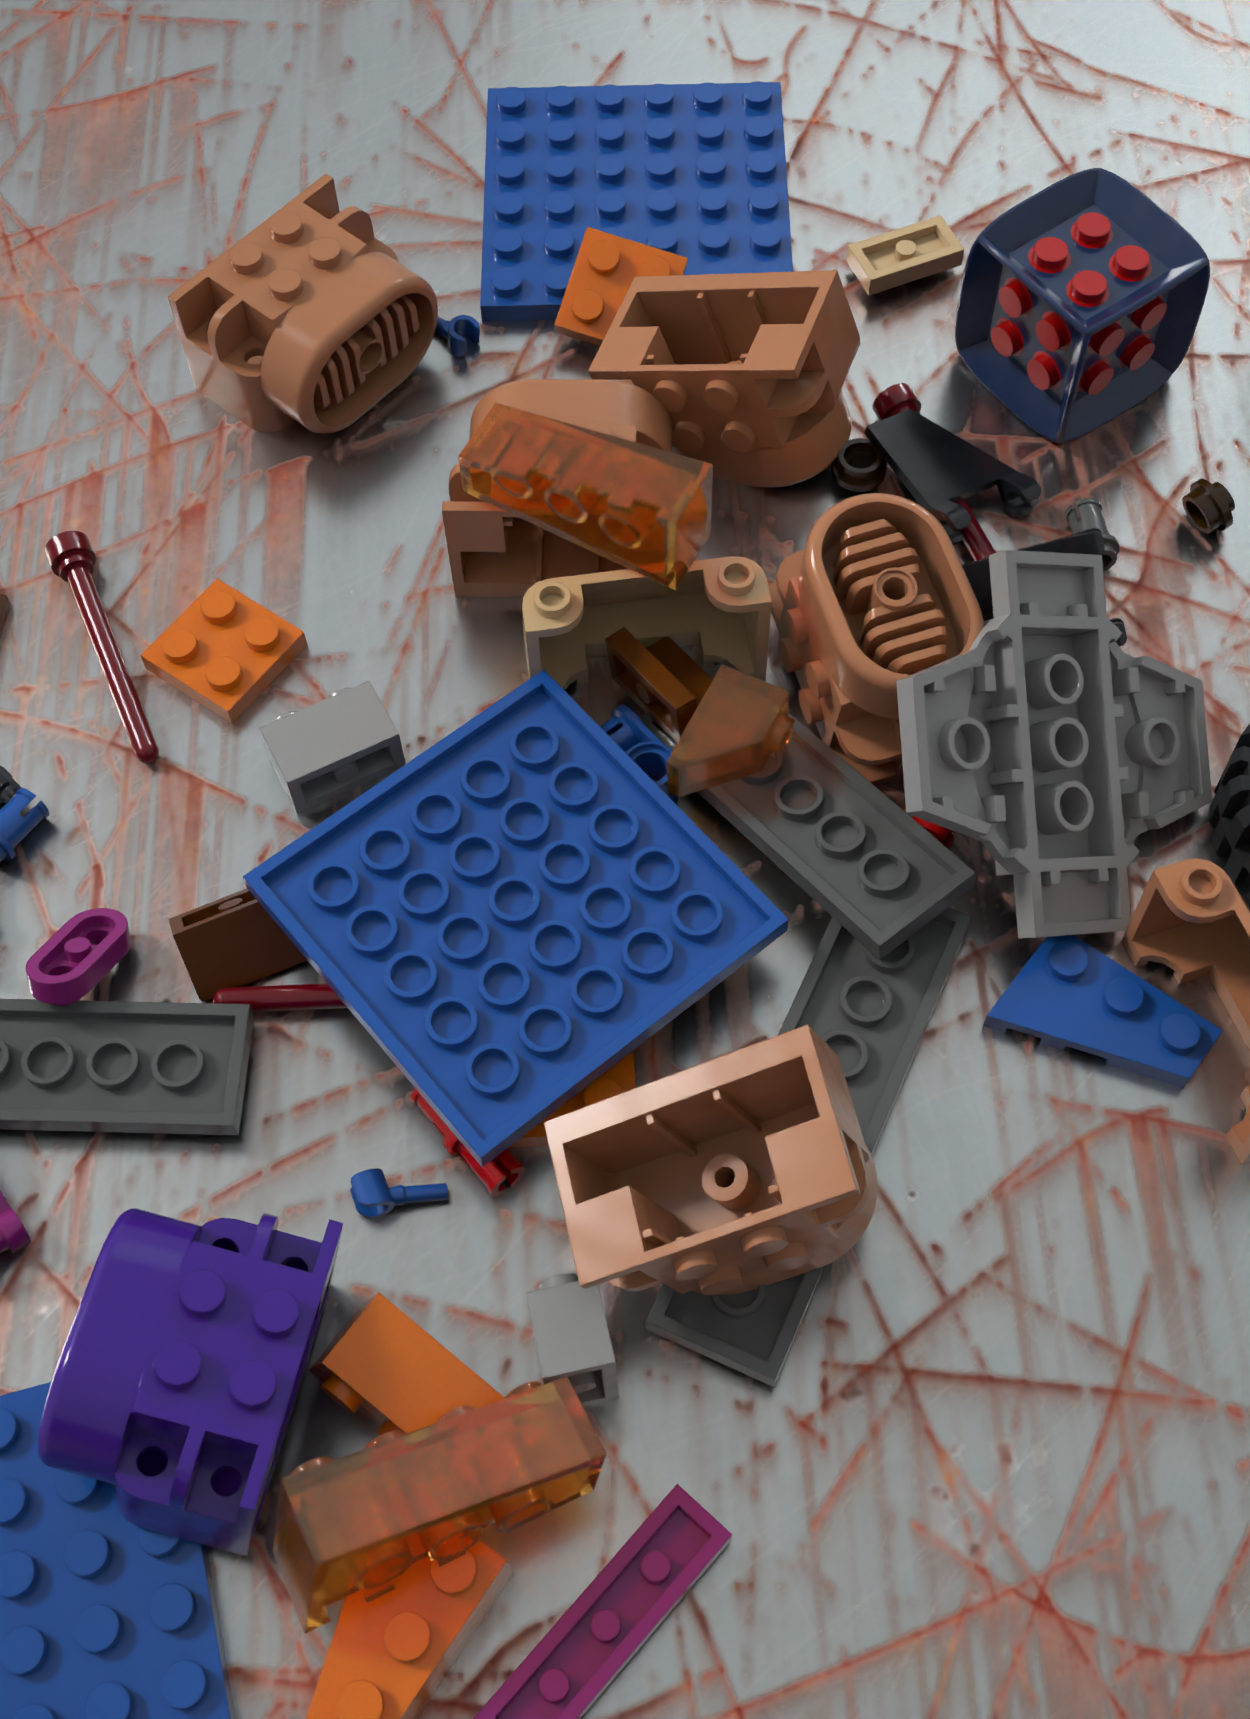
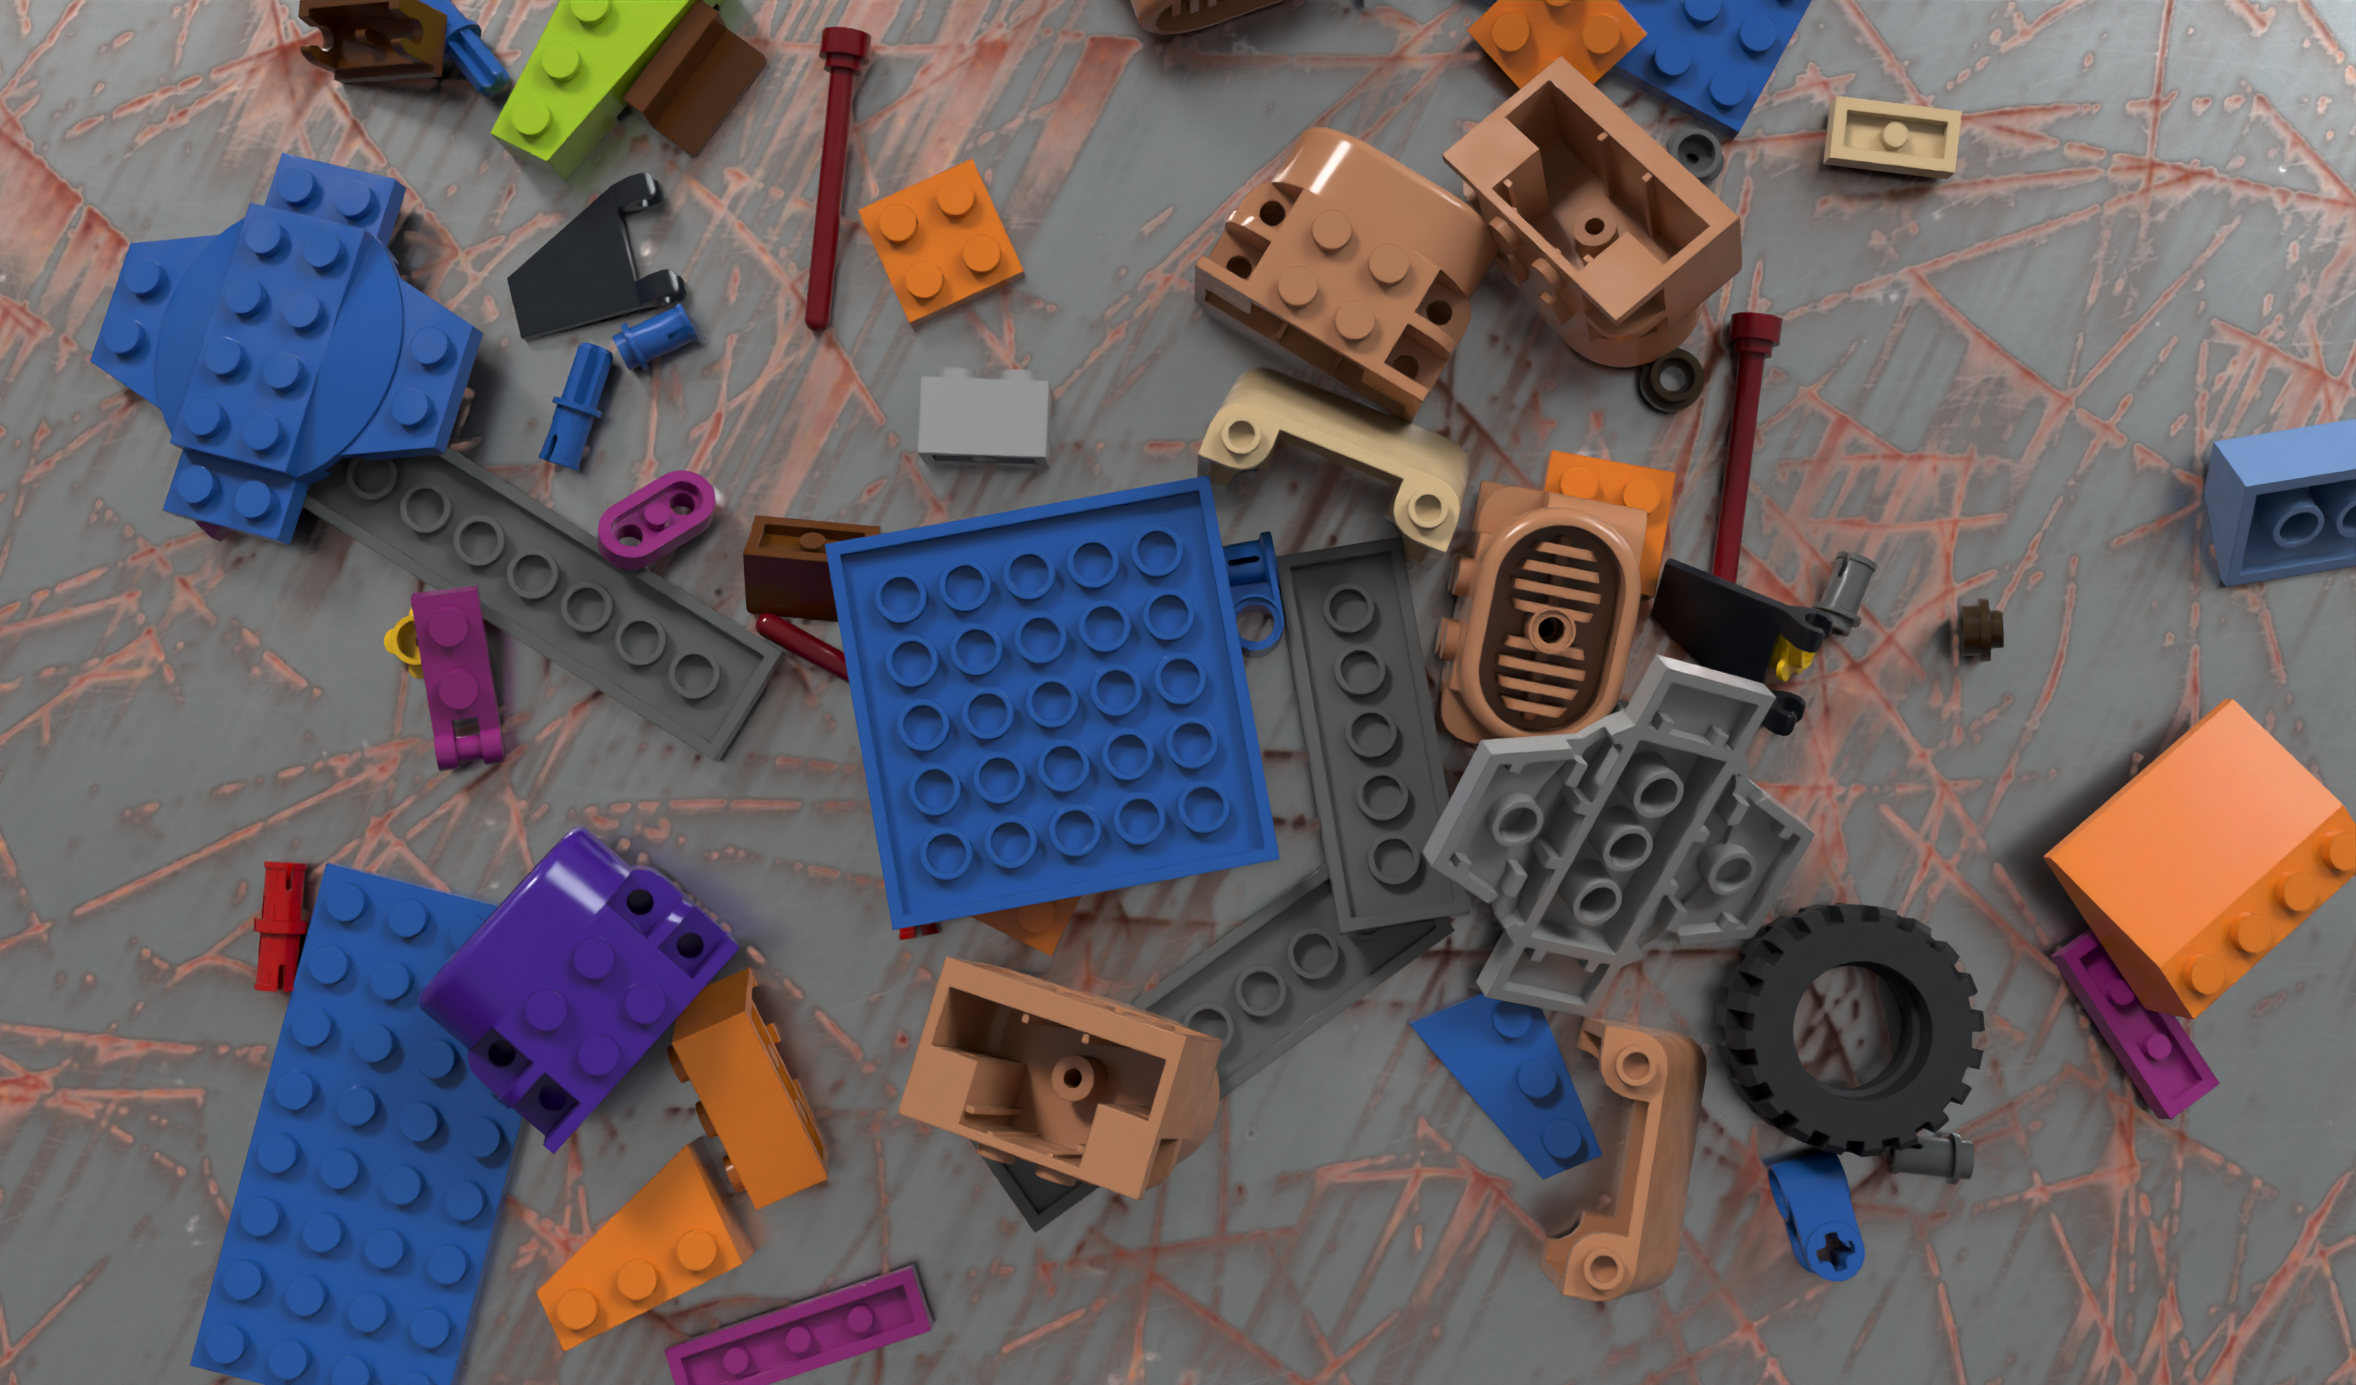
camera: 30 degrees right, 25 degrees up
(375, 1198) = (803, 884): blue hand -> none
(430, 1494) = (707, 1201): clear orange wedge -> none
(573, 1337) = (874, 1130): light grey brick -> none
(593, 490) = (1330, 346): clear orange wedge -> none
(658, 679) = (1328, 544): reddish brown panel -> none
(730, 733) = (1342, 642): clear orange slope -> none
(946, 469) = (1747, 438): black flag -> none
(1079, 303) = (2003, 342): dark blue piece -> none

